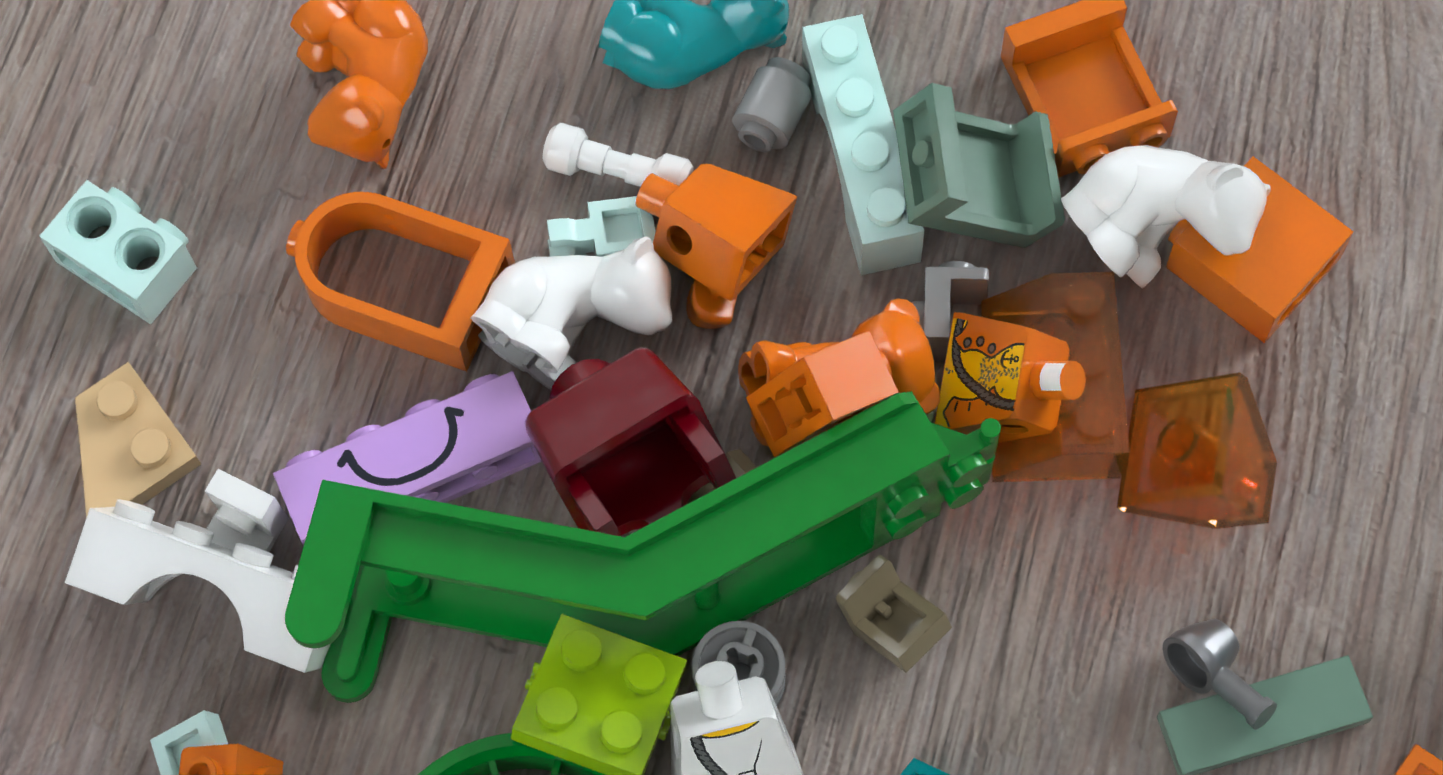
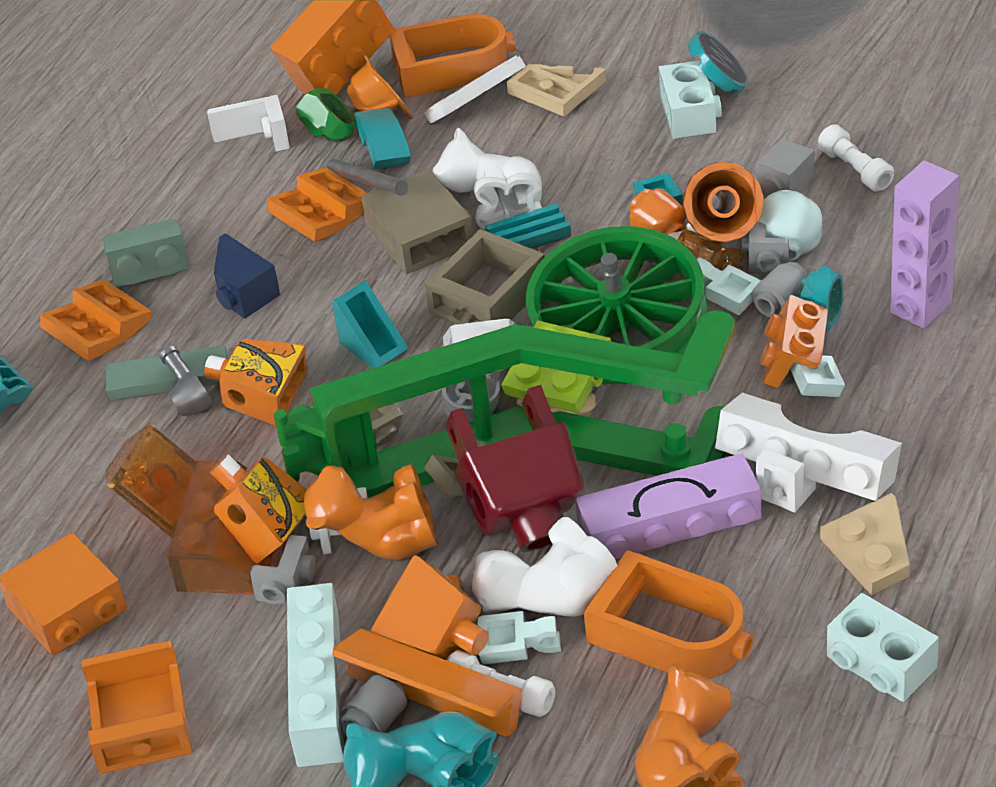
camera: 170 degrees left, 25 degrees down
(707, 123) = (433, 680): none -> orange panel
(821, 392) = (385, 434): orange brick -> none
(977, 171) = (240, 637): sand green panel -> none
(1097, 685) = (259, 377): none -> orange torso
(1144, 191) = (133, 602): white animal -> none

